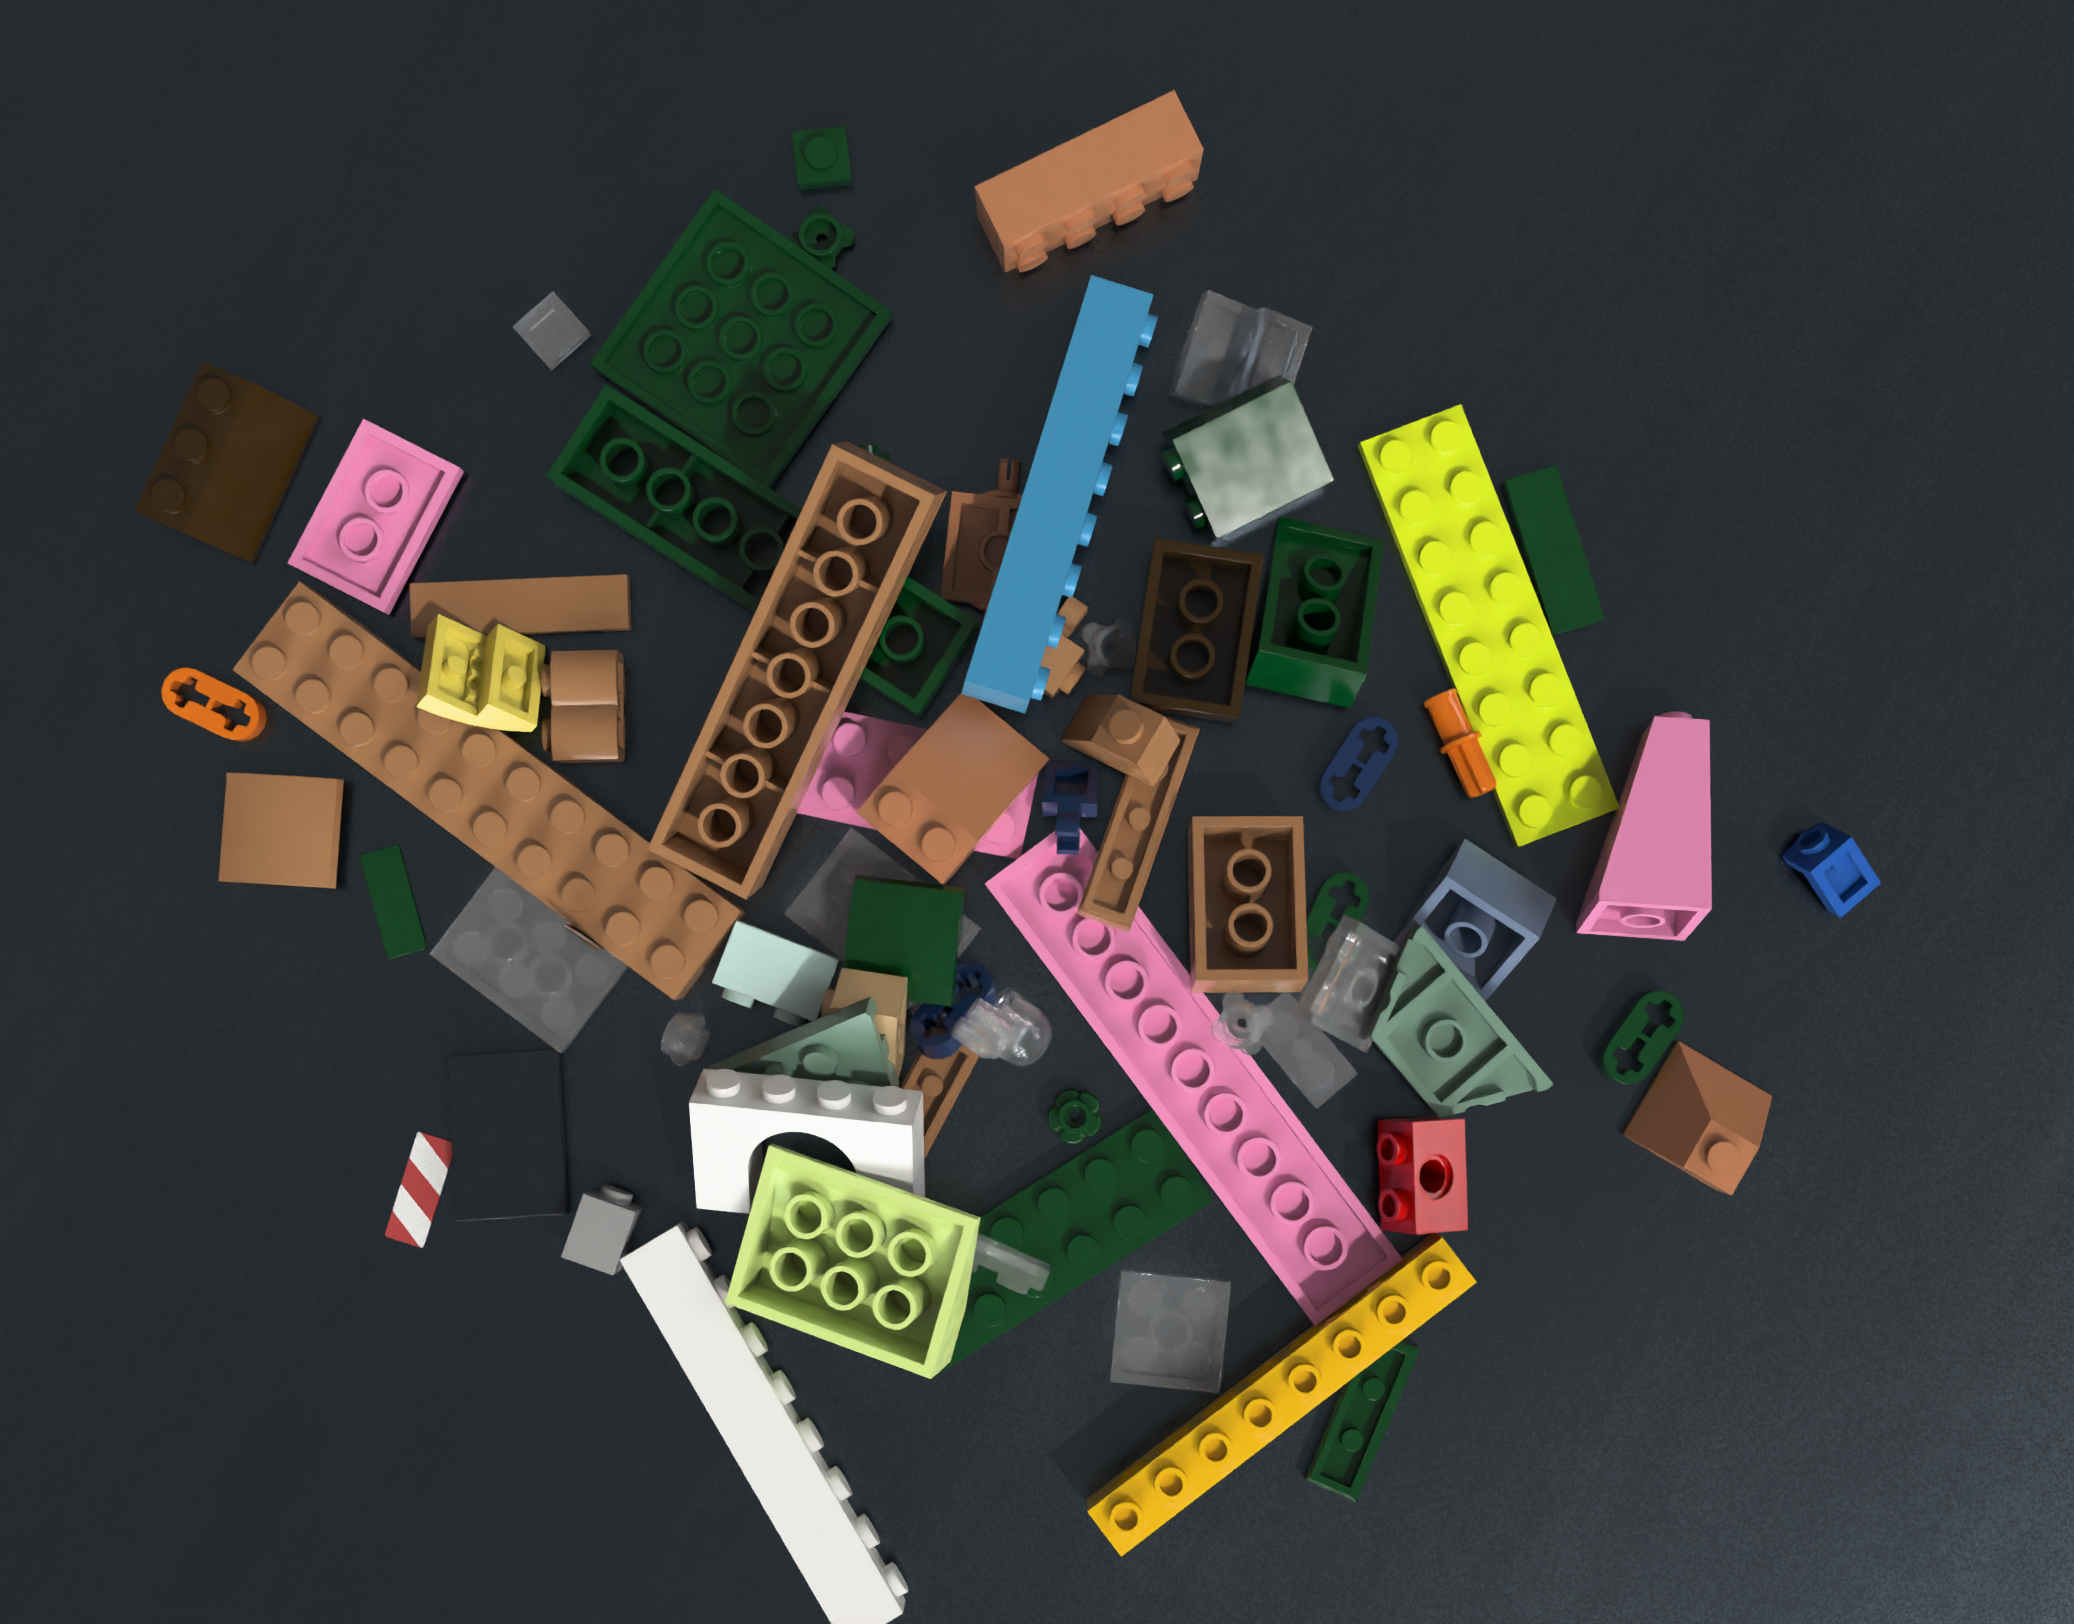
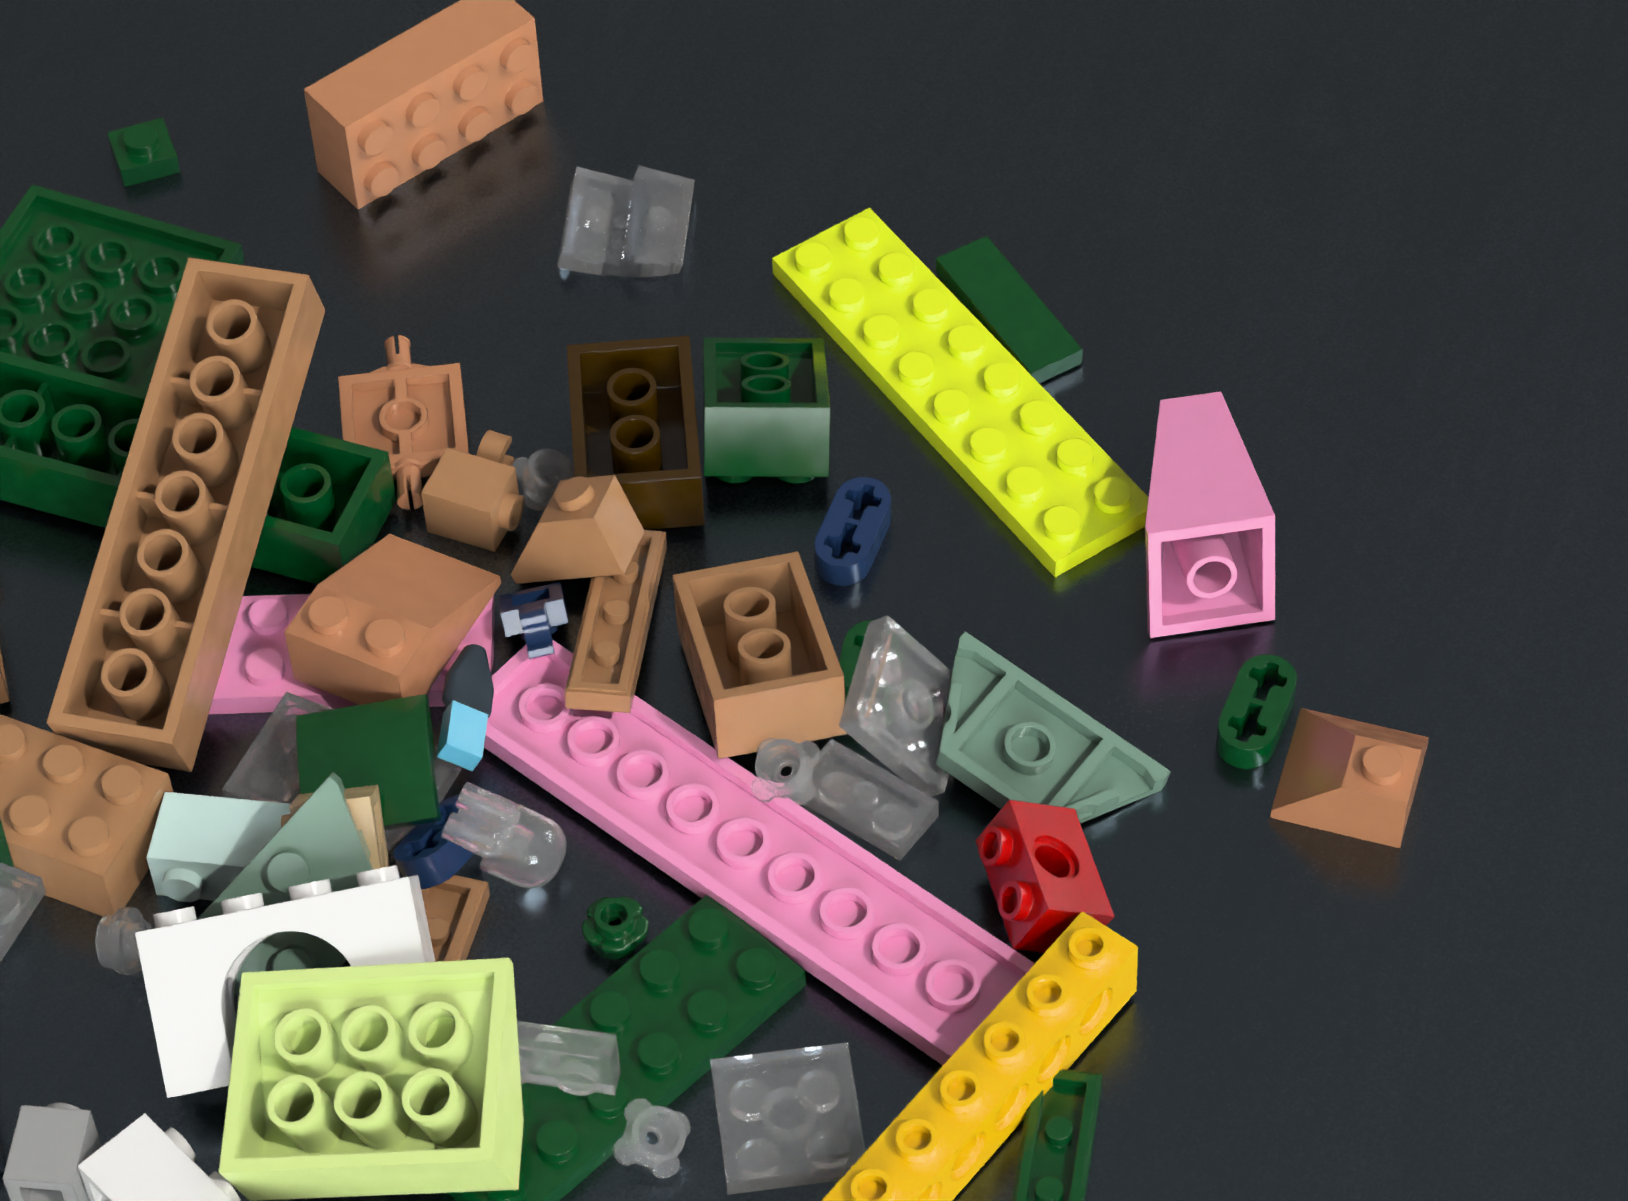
camera: 10 degrees left, 35 degrees down
(820, 223) = (158, 202): dark green plate -> none
(996, 891) = (468, 706): none -> piece
(1058, 495) = (454, 347): dark azure brick -> none
(1071, 1331) = (671, 1131): none -> clear plate
(1246, 457) = (652, 274): brick -> none
(1461, 743) = (959, 483): orange axle -> none
(1481, 916) = (1035, 621): sand blue slope -> none
(1832, 867) = (1412, 506): blue bracket -> none

